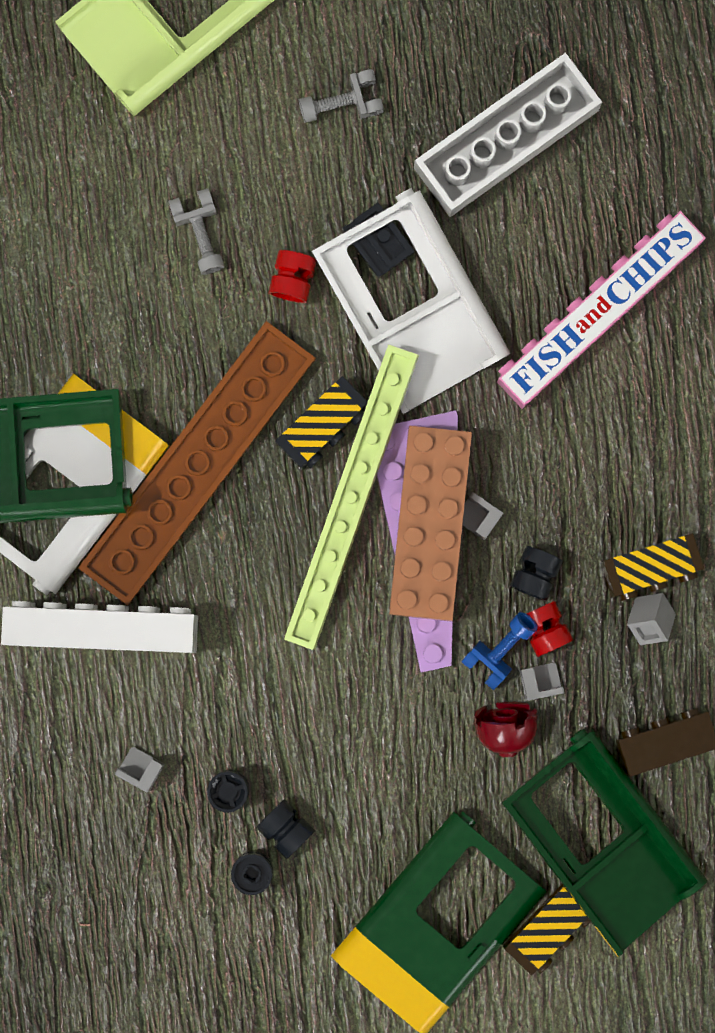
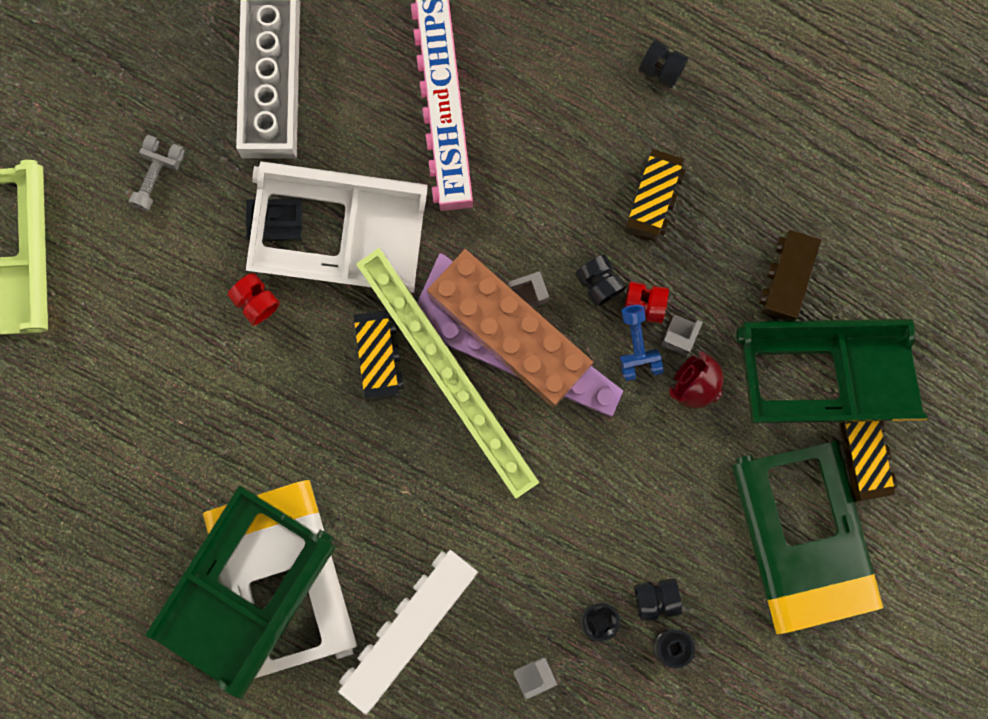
camera: 55 degrees left, 5 degrees down
(197, 463) = (338, 470): dark orange plate -> none
(210, 262) = (198, 351): light grey bar -> none
(651, 619) = (692, 223): light grey panel -> none

